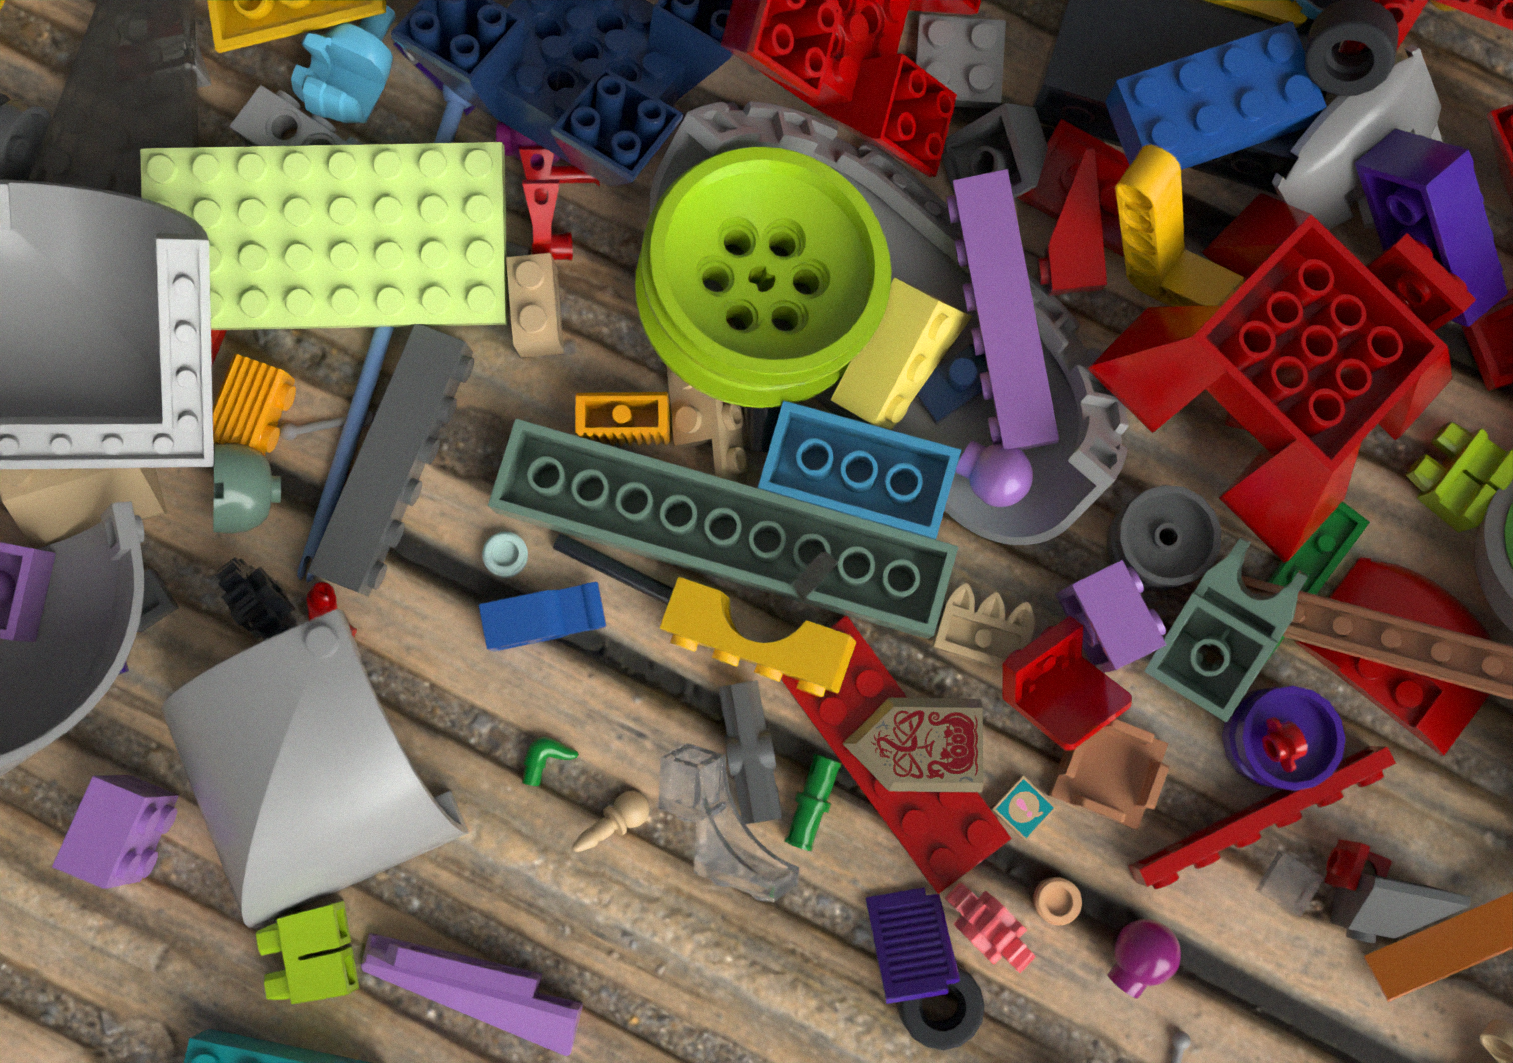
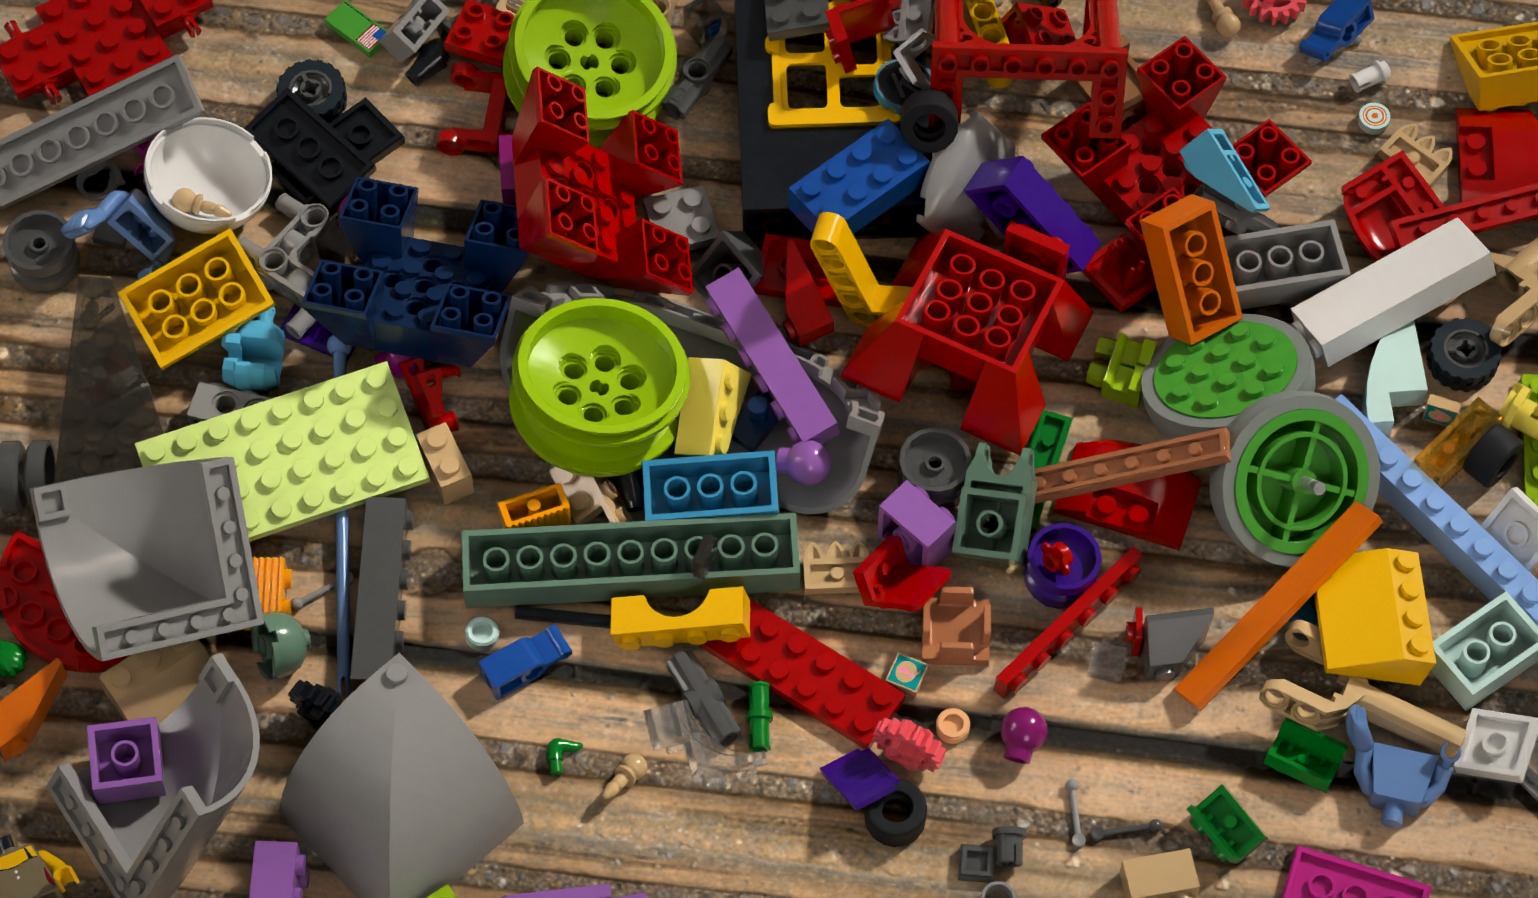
camera: 20 degrees left, 20 degrees down
(923, 744) = (821, 651): dark tan tile -> none

